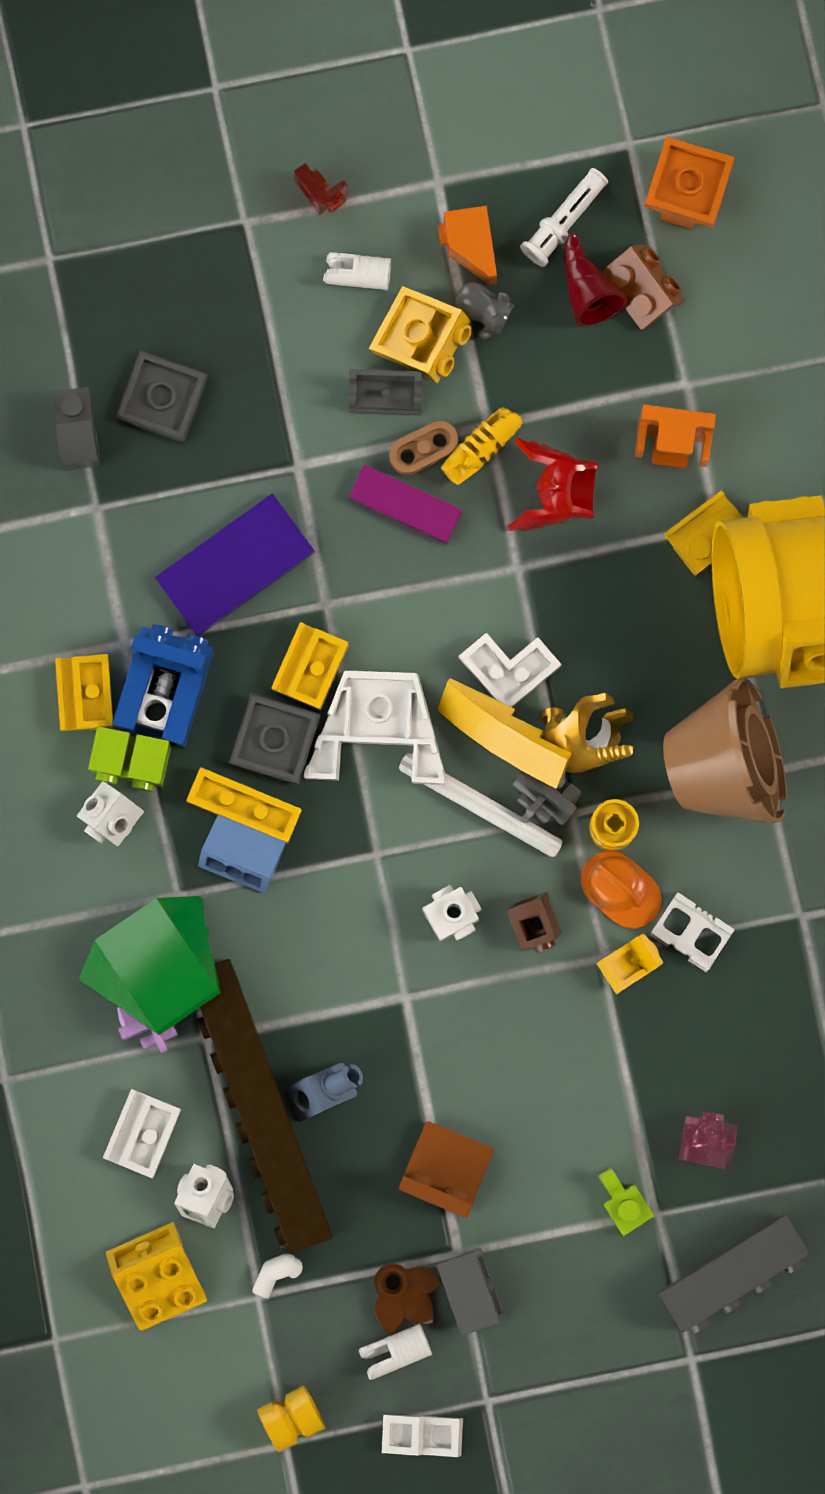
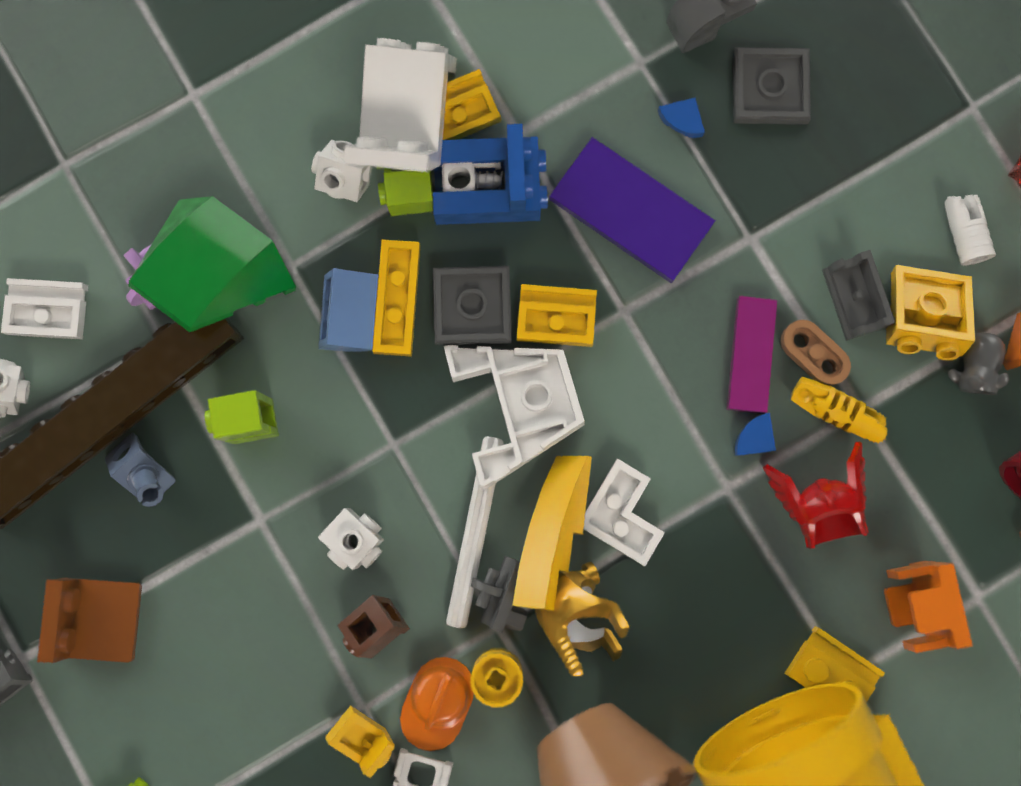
camera: 75 degrees right, 0 degrees up
(82, 734) = (402, 106): none -> white bracket
(164, 488) = (683, 117): none -> blue tile
(310, 975) = (241, 417): none -> lime piece
(480, 527) = (756, 437): none -> blue tile

